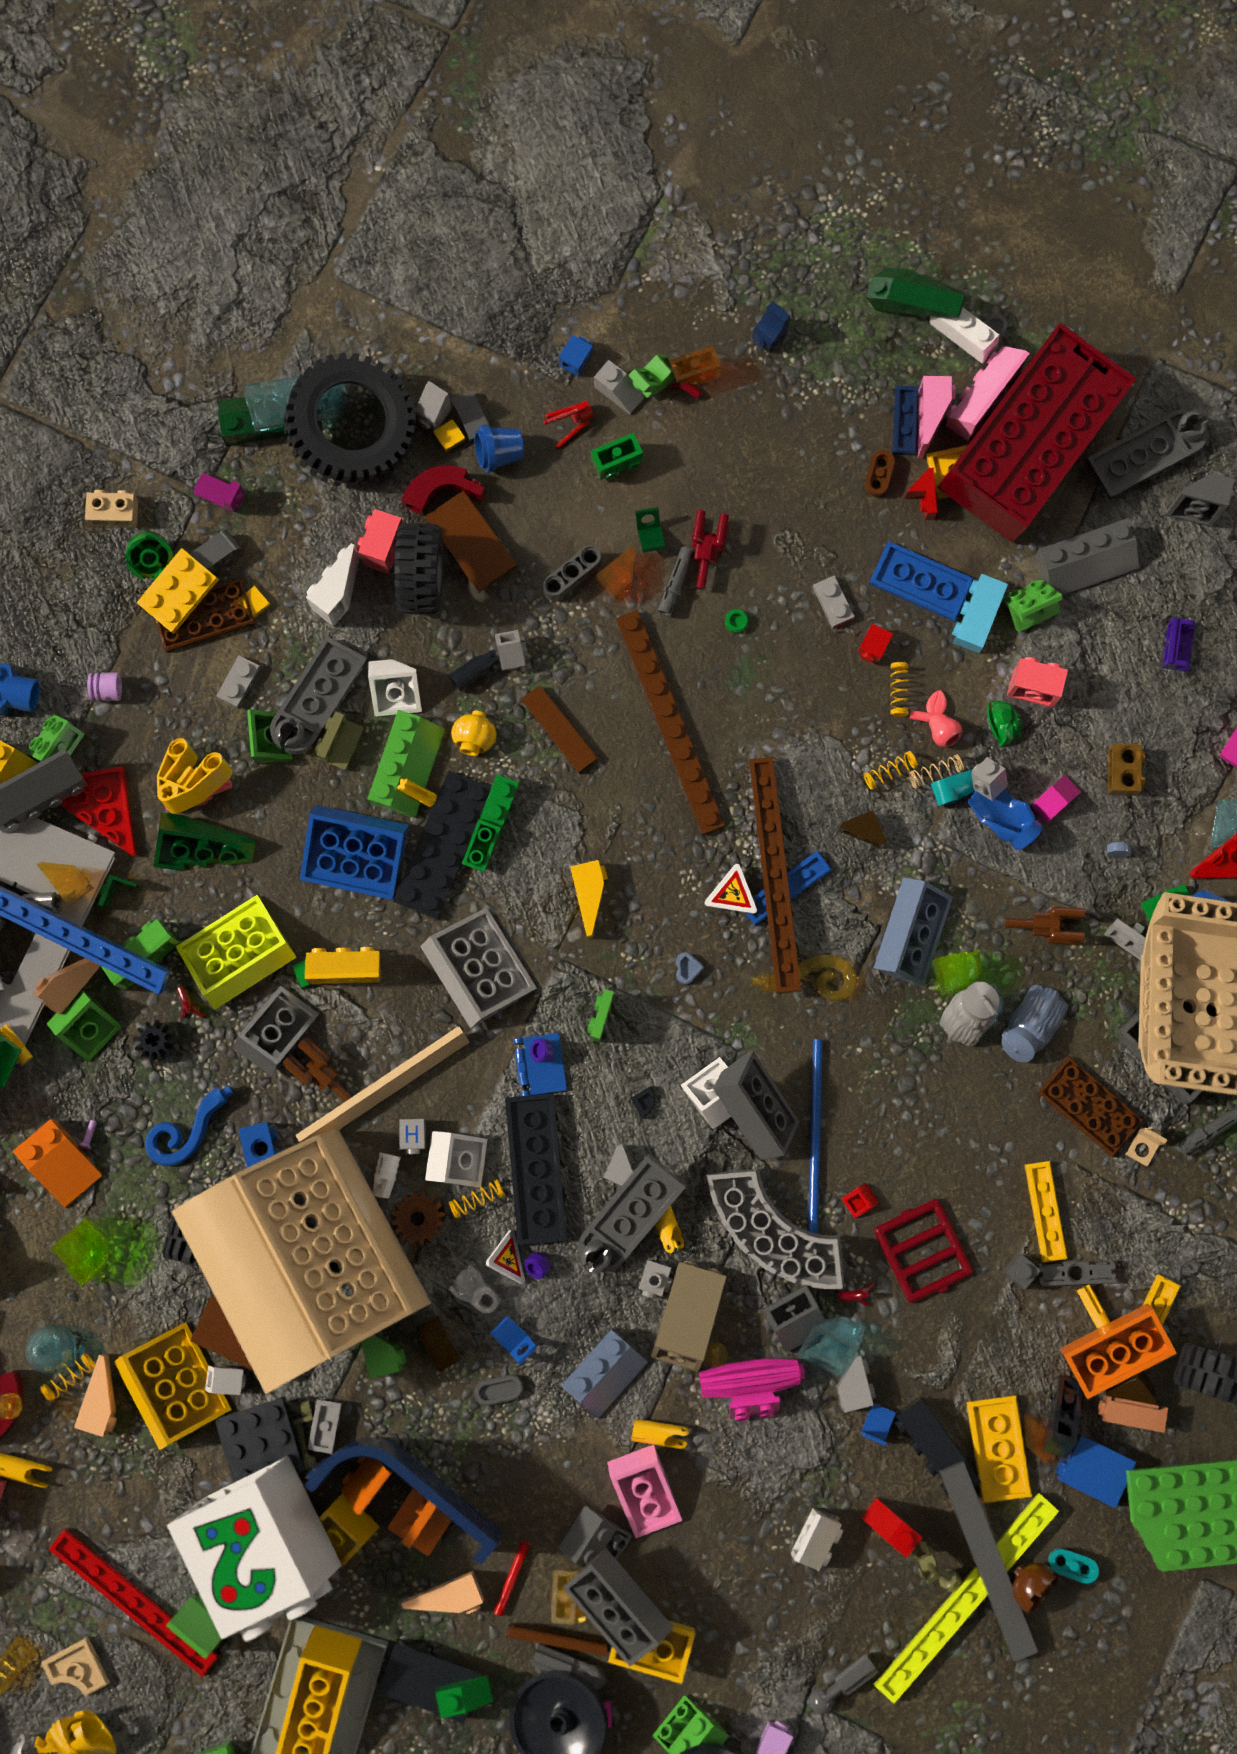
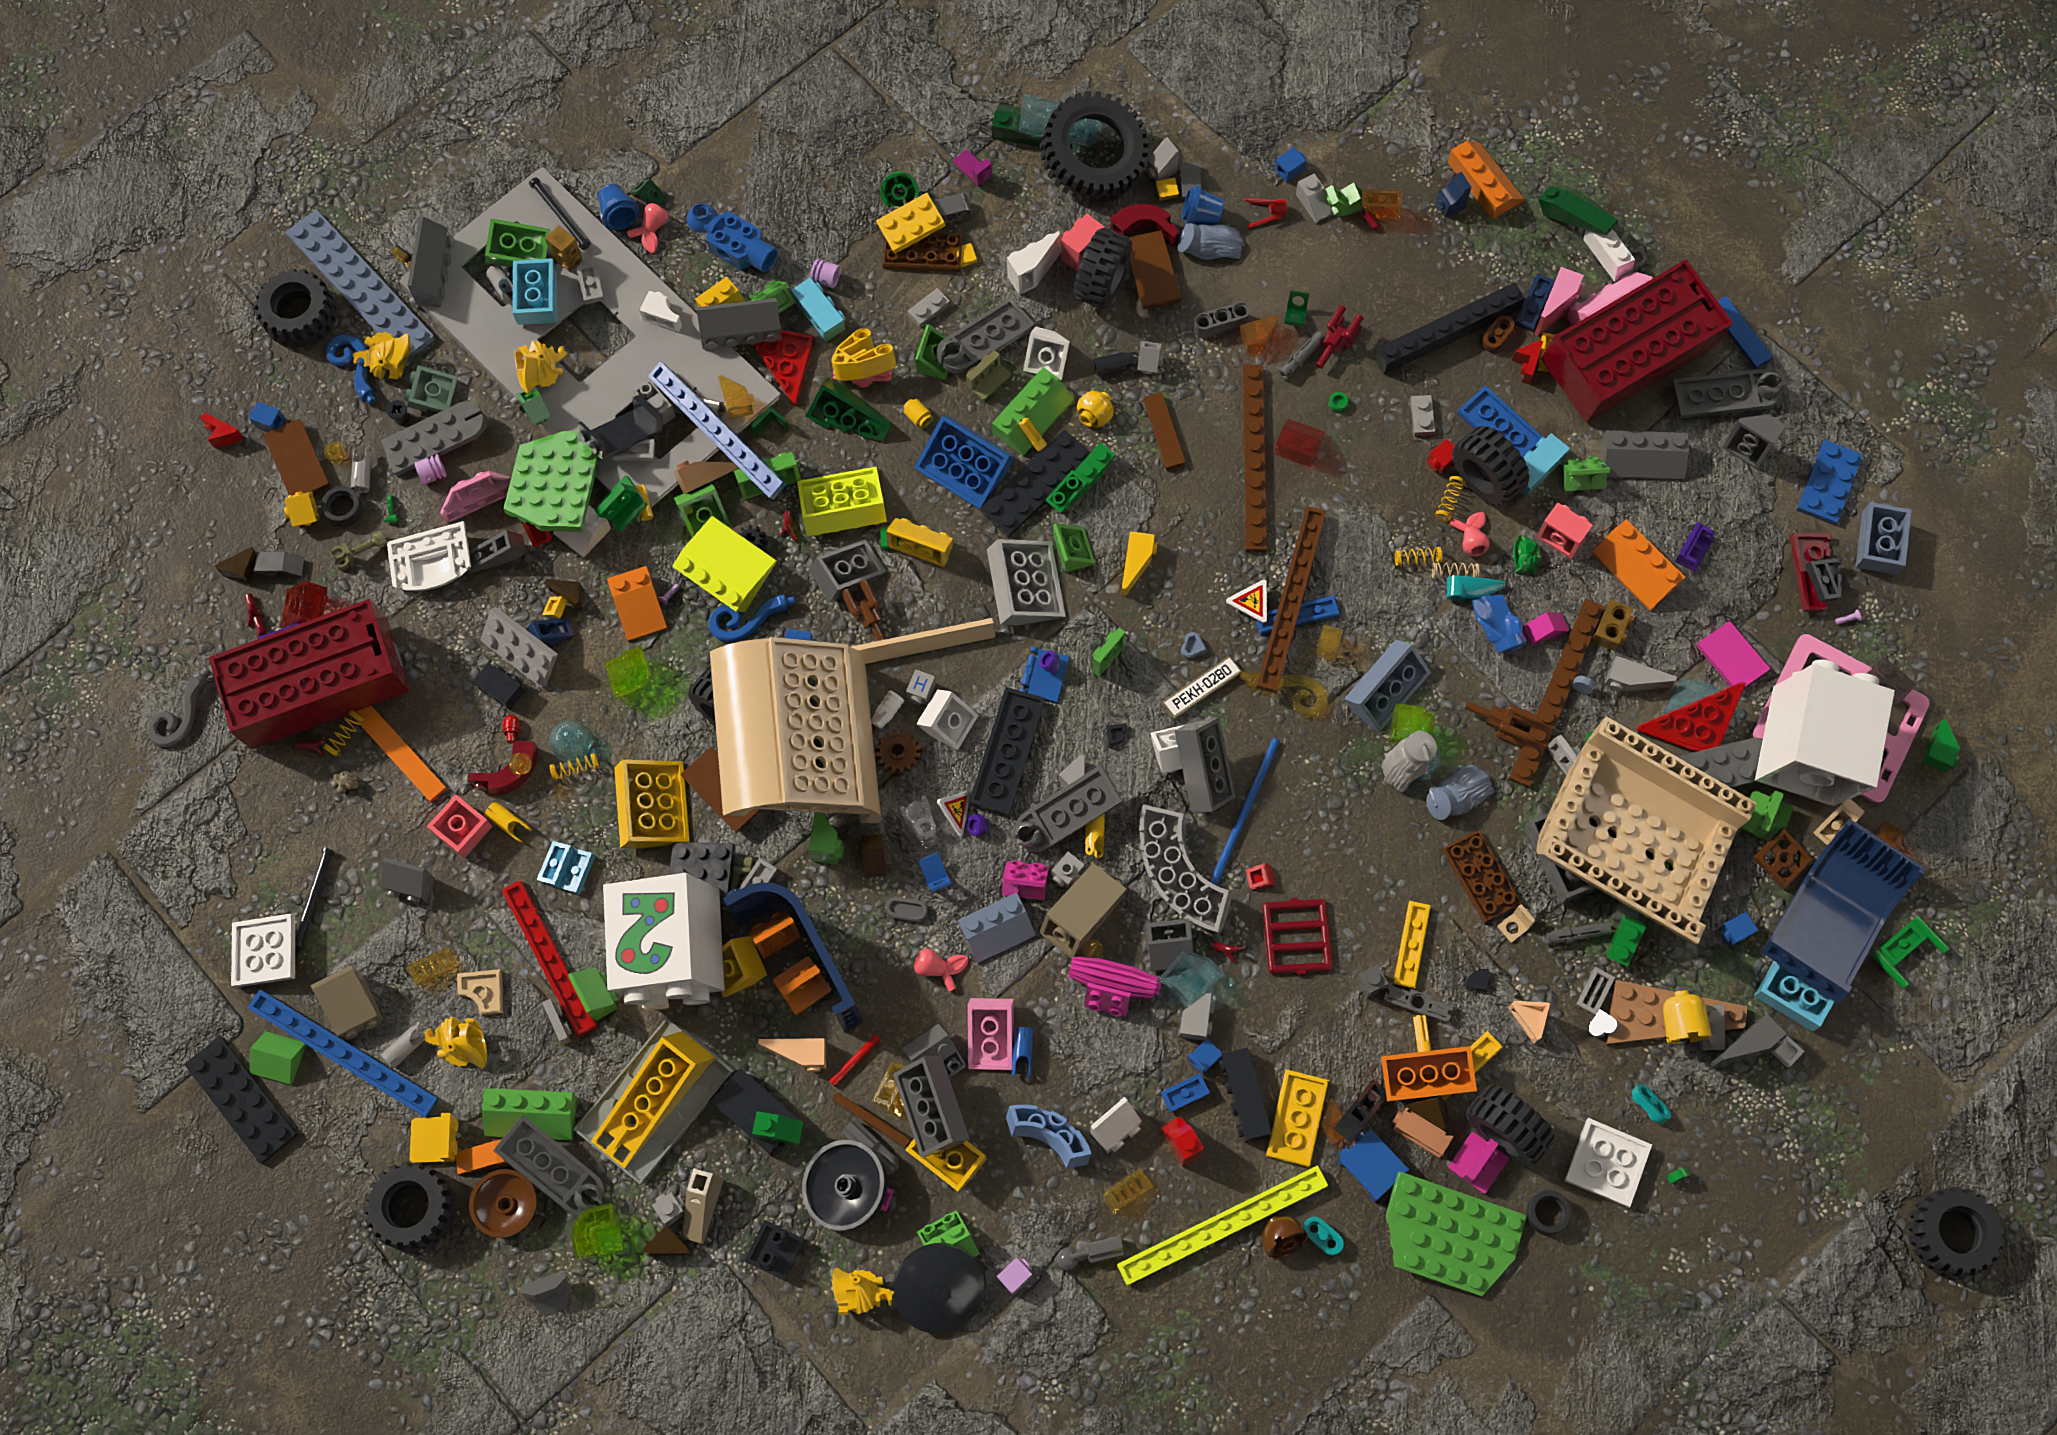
camera: 25 degrees right, 10 degrees down
(99, 1403) = (588, 795): light nougat slope -> none
(108, 1494) = (566, 867): none -> dark azure slope
(111, 509) = (885, 150): tan brick -> none
(115, 732) = (818, 309): none -> medium azure brick
(137, 1081) = (725, 564): none -> neon yellow slope
(167, 1664) = (554, 1013): none -> light grey plate
(225, 1380) = (694, 814): white brick -> none
(278, 815) = (917, 413): none -> yellow brick
(453, 1204) = (931, 752): yellow piece -> none
(514, 905) = (1072, 547): none -> bright green slope
(523, 482) = (1210, 241): none -> sand blue hair
(550, 1442) = (930, 964): none -> coral piece
(613, 1306) = (1025, 879): none -> dark pink bracket
(617, 456) = (1292, 246): green brick -> none
(658, 1433) = (1019, 992): yellow piece -> none
(684, 1493) = (1022, 1047): none -> blue piece
(713, 685) = (1299, 442): none -> clear red slope
(716, 1012) = (1201, 687): none -> tile
(751, 1571) = (1051, 1129): none -> medium blue brick
(796, 291) = (1486, 178): none -> orange slope
(825, 489) = (1448, 328): none -> black brick
(833, 908) = (1329, 642): none -> clear yellow brick
(841, 1604) = (1111, 1201): none -> clear yellow slope
(865, 829) = (1378, 591): dark brown slope -> none
(873, 1471) = (1185, 1093): none -> blue plate
(931, 1571) = (1200, 1182): olive bar -> none
(933, 642) = (1490, 465): none -> black tyre
(988, 1561) = (1252, 1200): dark grey tile -> none
(989, 779) = (1496, 588): light grey brick -> none
(1093, 867) = (1556, 693): none -> reddish brown plate
(1127, 689) = (1638, 565): none -> orange slope
(1128, 1222) = (1478, 980): none -> black tile
(1147, 378) = (1744, 336): none -> blue tile
(1161, 821) = (1632, 676): none -> light grey slope
(1200, 1244) = (1530, 1017): none -> light nougat slope
(1201, 1420) = (1478, 1162): none -> dark pink bracket

